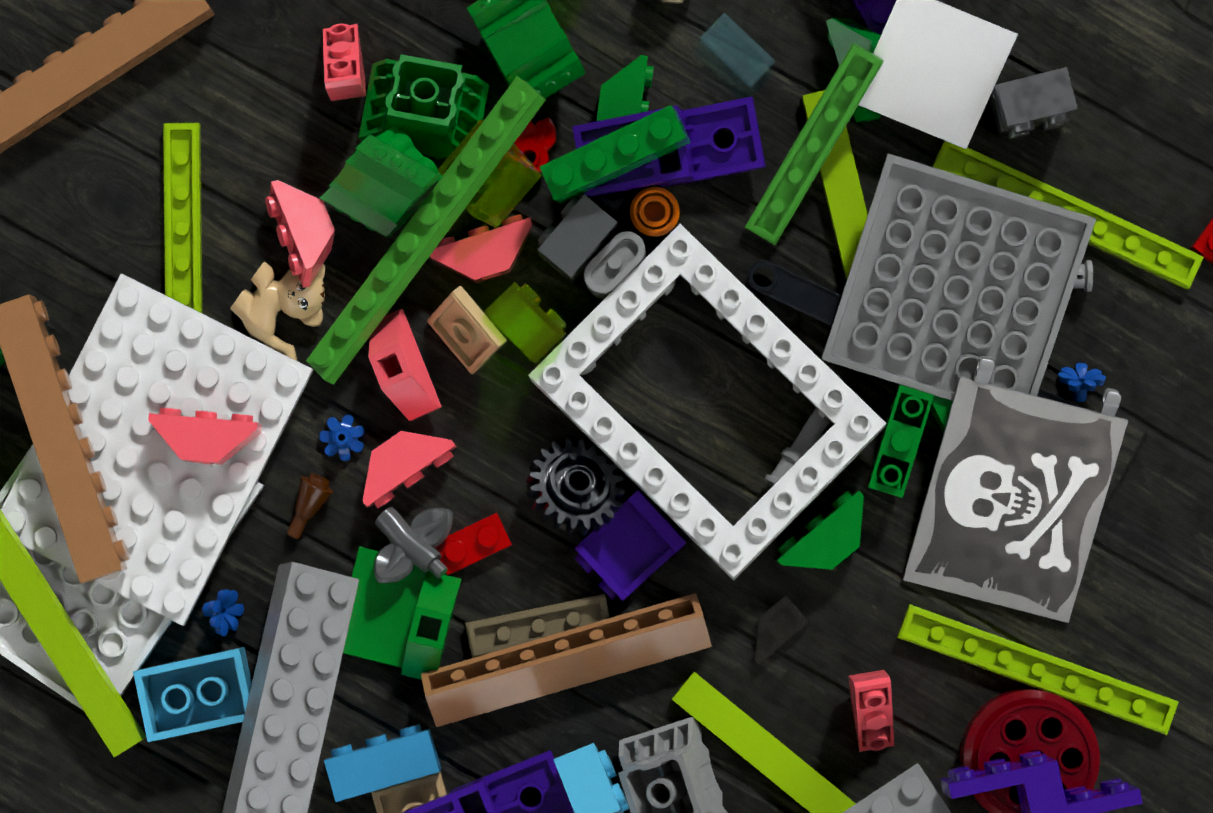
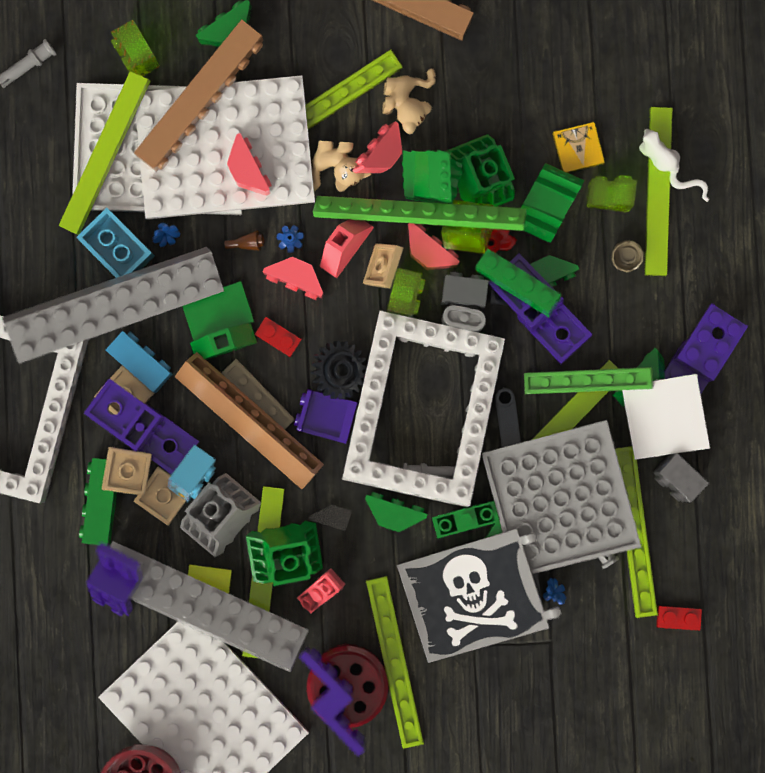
camera: 55 degrees right, 0 degrees up
(269, 151) = (409, 110): none -> tan animal
(343, 62) = (478, 119): coral slope -> none
(411, 544) = (258, 306): dark grey plant -> none
(654, 211) = (502, 322): orange brick -> none
(737, 50) = (611, 313): clear light blue tile -> none
(787, 728) = (284, 553): none -> green slope

